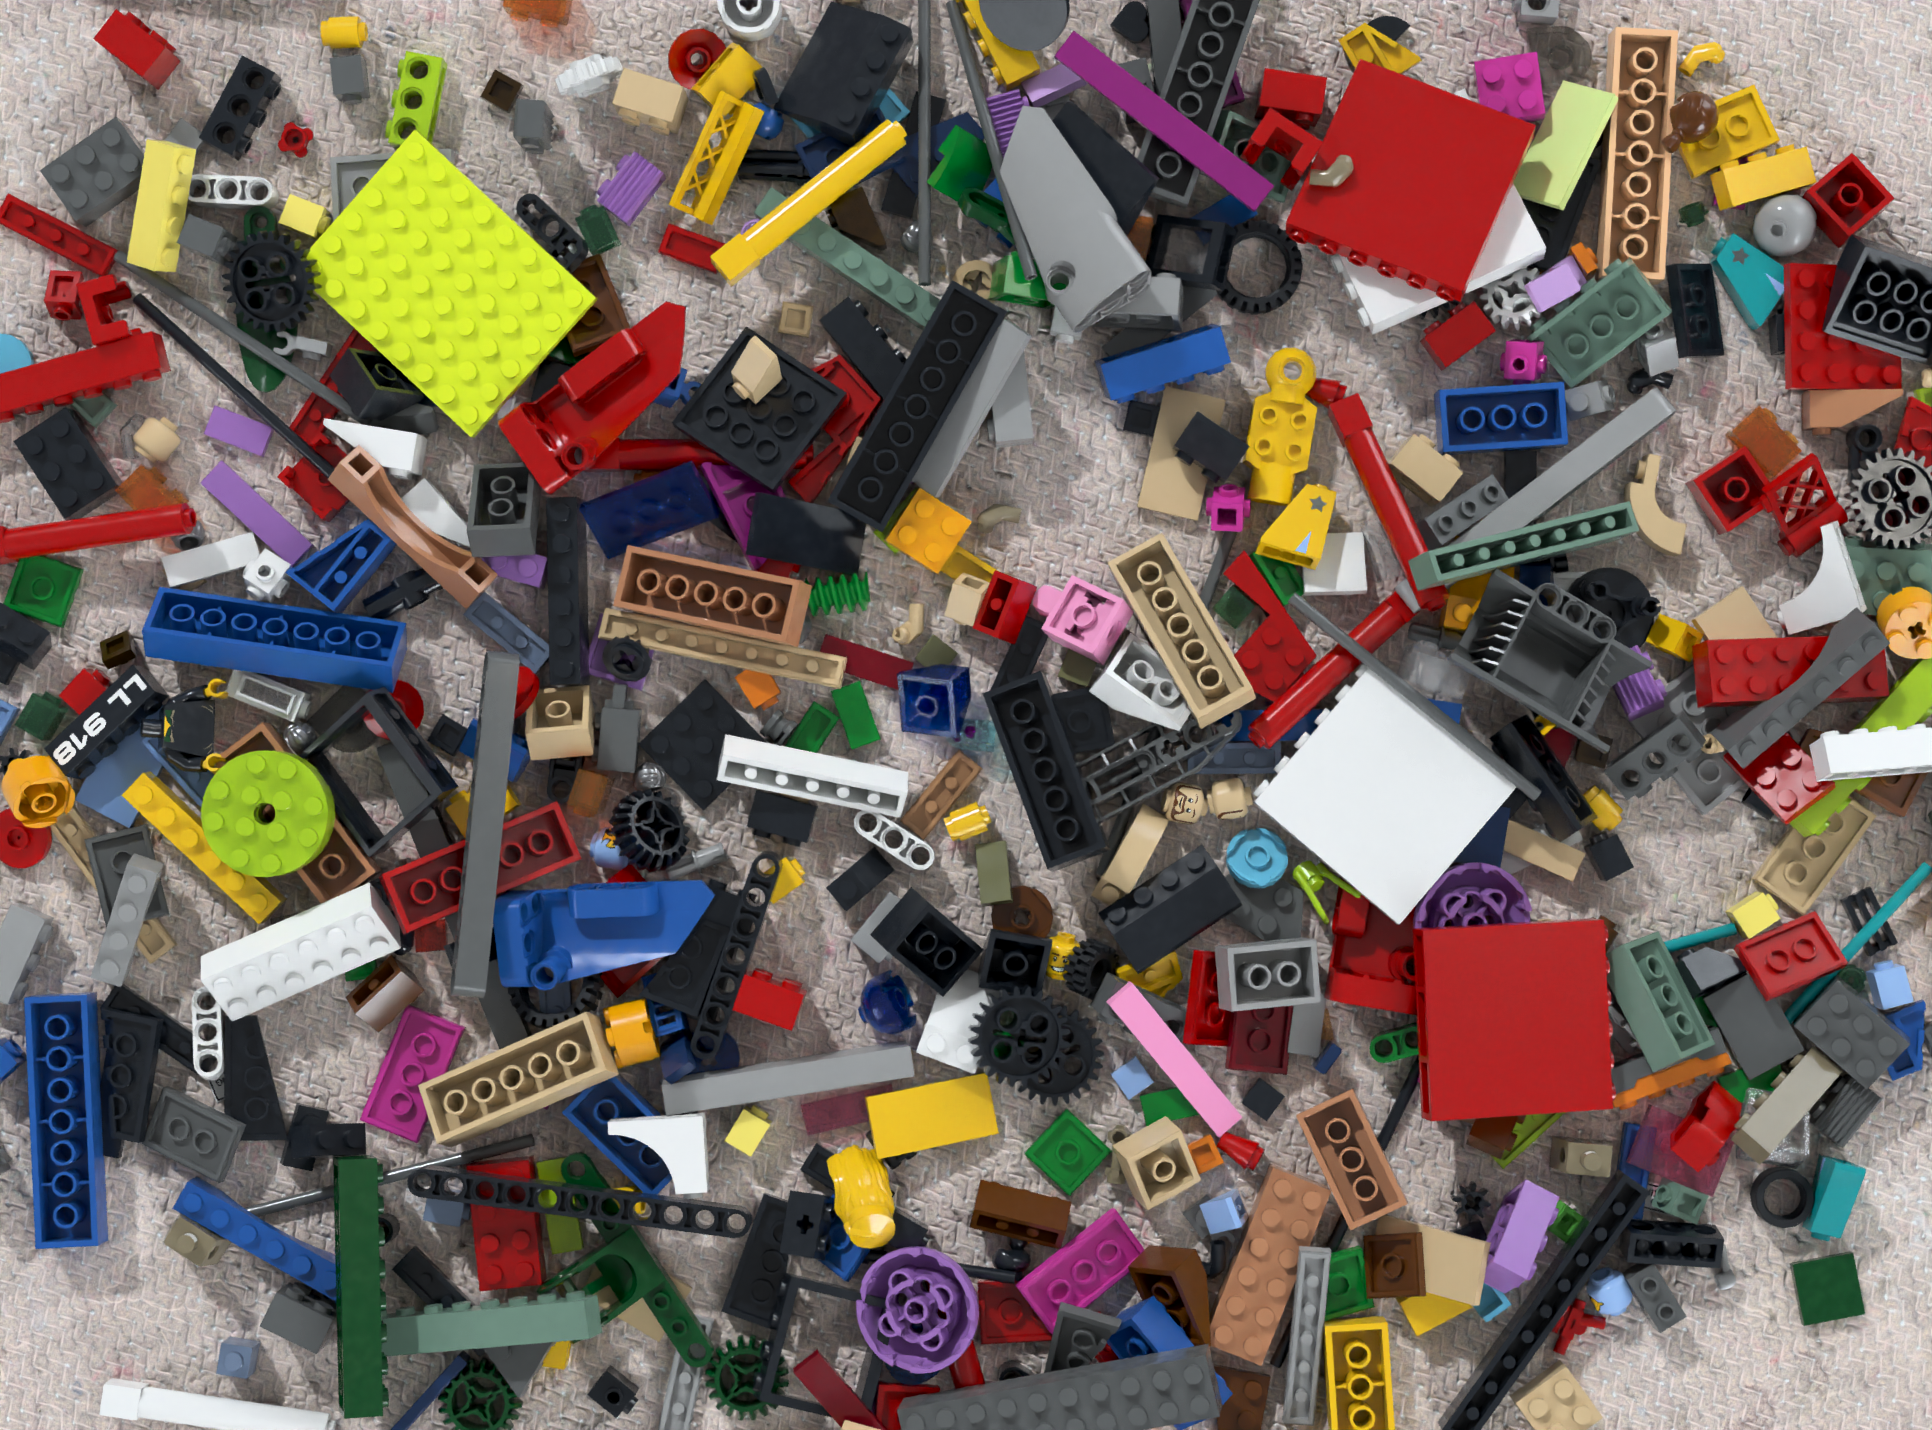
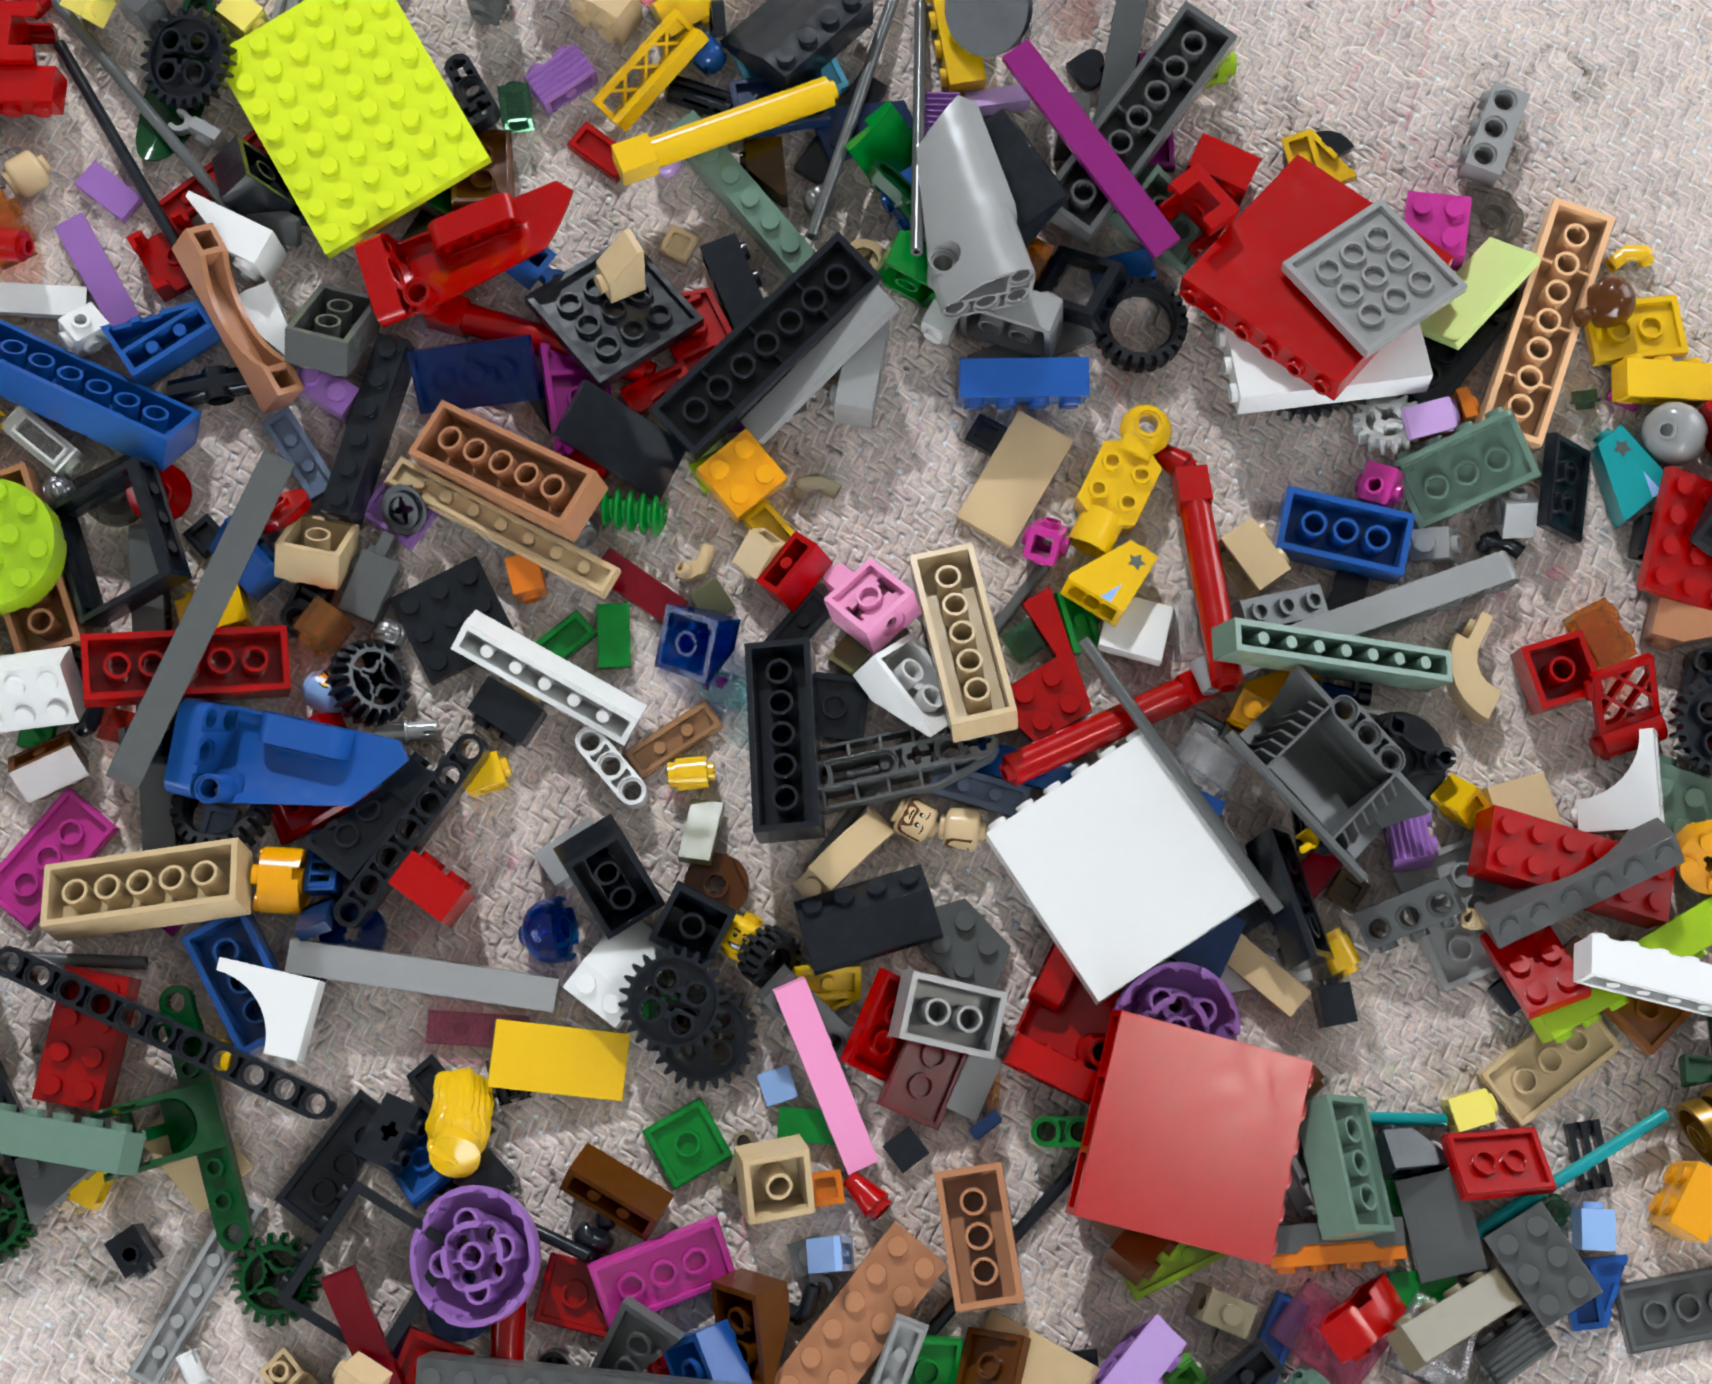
camera: 10 degrees right, 10 degrees down
(191, 540) = (24, 272): flat silver piece -> none
(447, 1212) = (30, 1006): sand blue brick -> none
(563, 1230) = (144, 1060): lime tile -> none
(749, 1129) = (367, 1018): light yellow brick -> none
(777, 725) = (532, 623): dark grey wheel -> none
(860, 879) = (563, 797): black slope -> none
(1210, 448) = (1045, 475): black slope -> none
(1256, 858) = (972, 897): medium azure tile -> none
(1311, 880) = (1021, 937): lime plant -> none
(1335, 174) = (1243, 245): dark tan arm -> none
(1456, 335) = (1320, 444): red brick -> none
(1462, 1201) = (1100, 1327): black gear -> none
(1466, 173) = (1373, 278): none -> light grey plate

